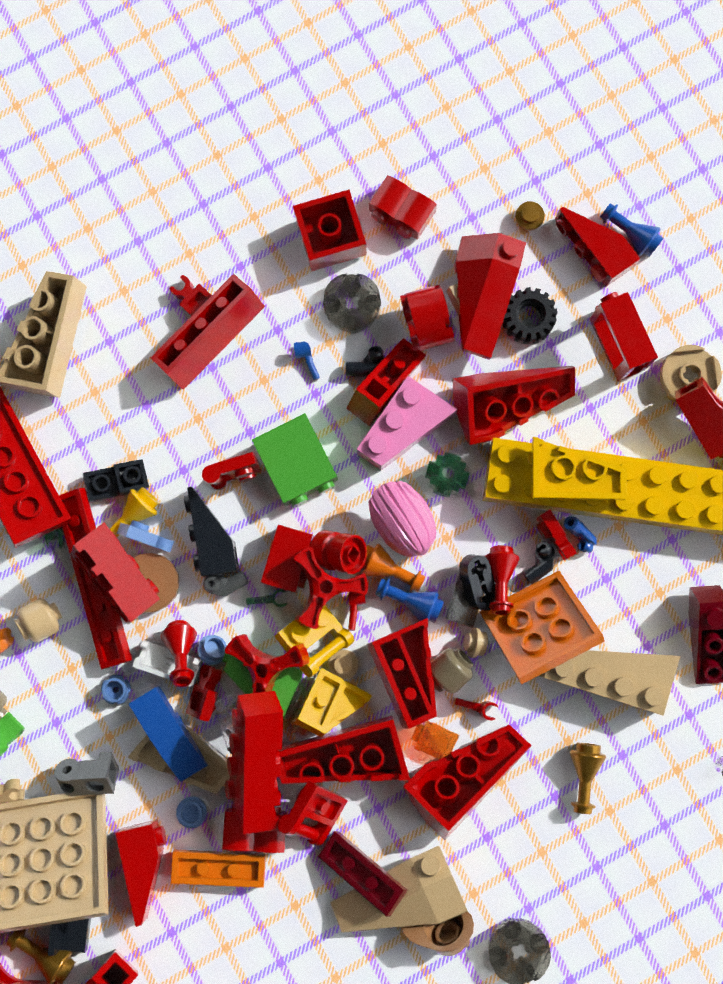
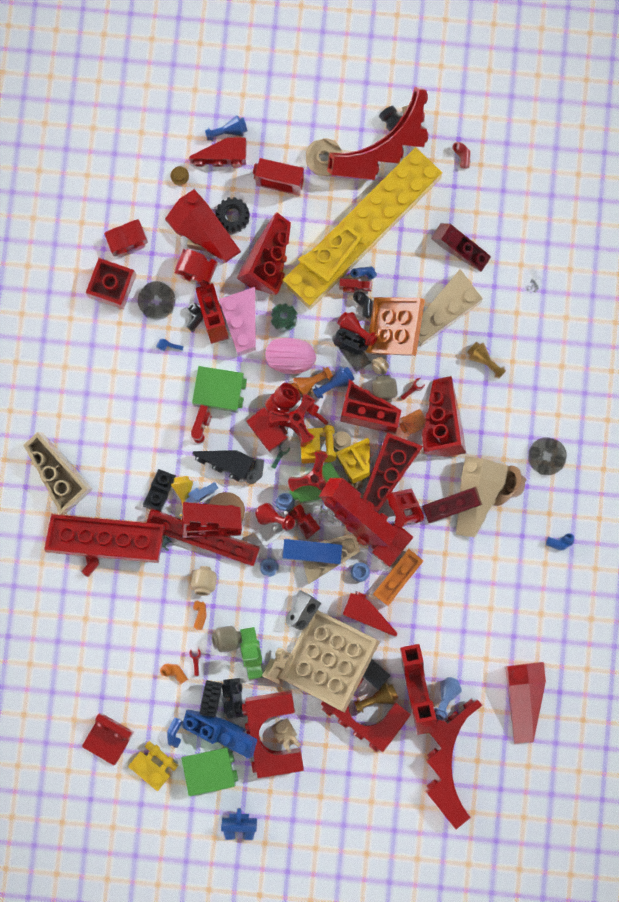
camera: 55 degrees left, 0 degrees up
(191, 297) = (96, 380): red plate -> none
(208, 331) = (117, 385): red brick -> none

